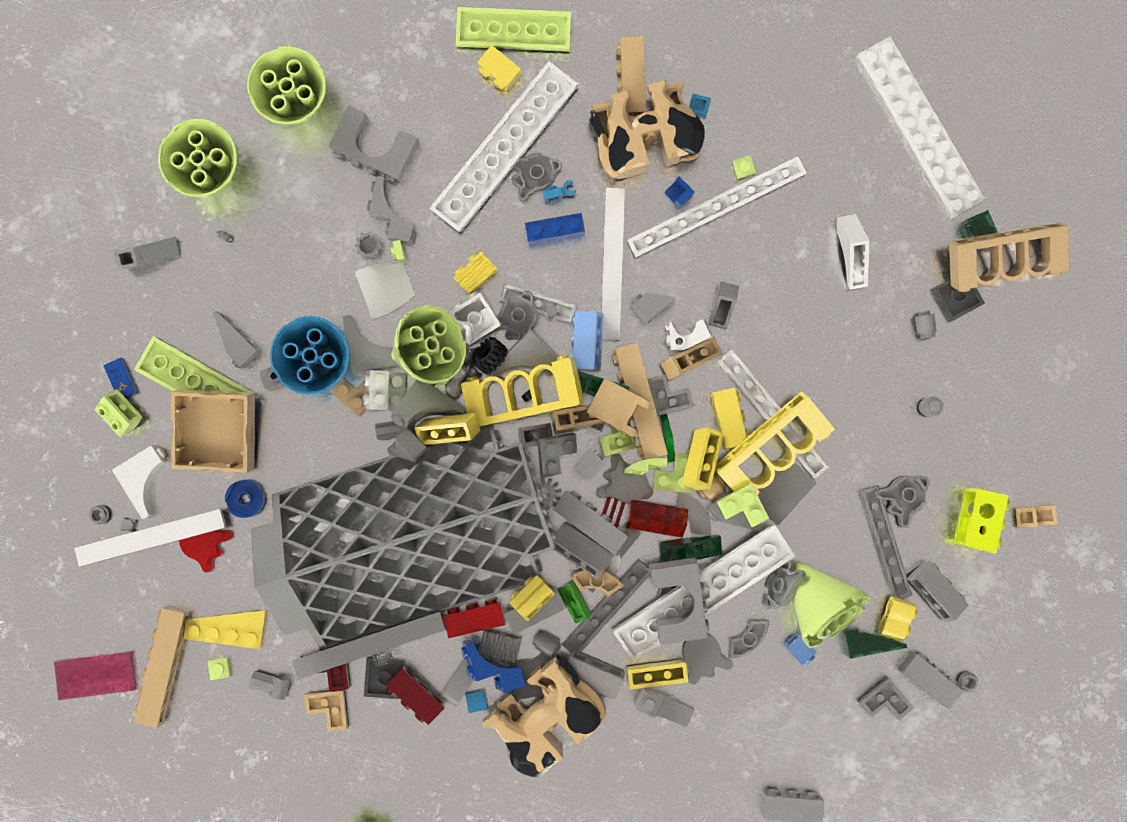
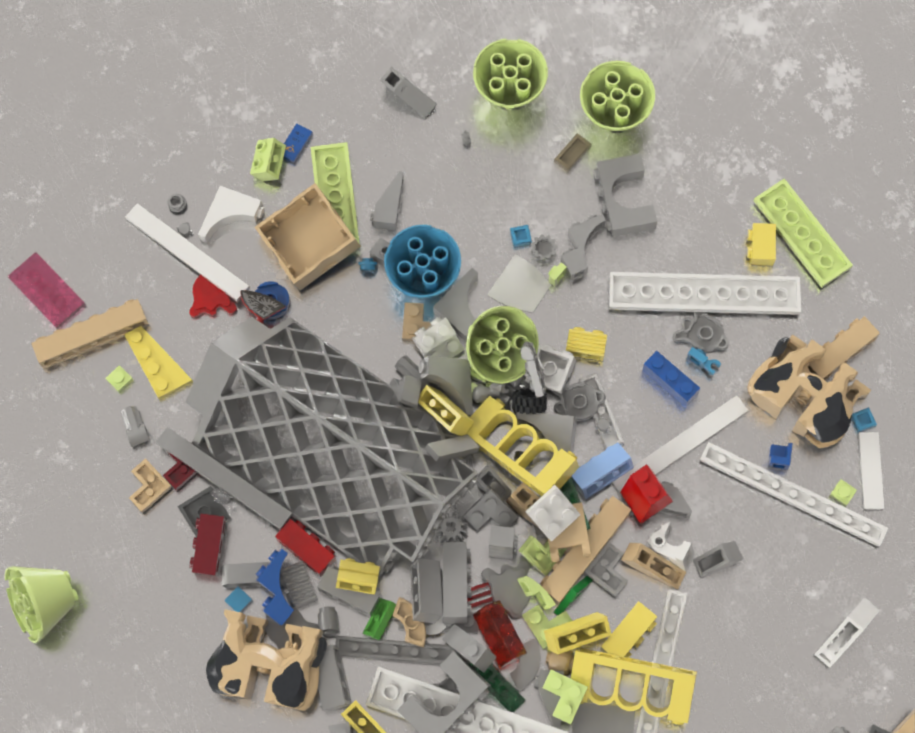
camera: 55 degrees right, 15 degrees down
(244, 511) = (261, 304): none -> shield
(274, 397) = (367, 264): none -> dark azure plate
(303, 158) = (572, 152): none -> dark tan tile
(343, 255) = (520, 236): none -> dark azure tile
(468, 333) = (533, 368): none -> light grey hinge
(485, 448) = (452, 447): none -> light grey tile
(598, 408) = (553, 513): none -> white plate
(634, 322) = (645, 494): none -> red slope
(653, 553) = (469, 648): none -> light grey slope
(743, 132) = (871, 471): none -> white tile

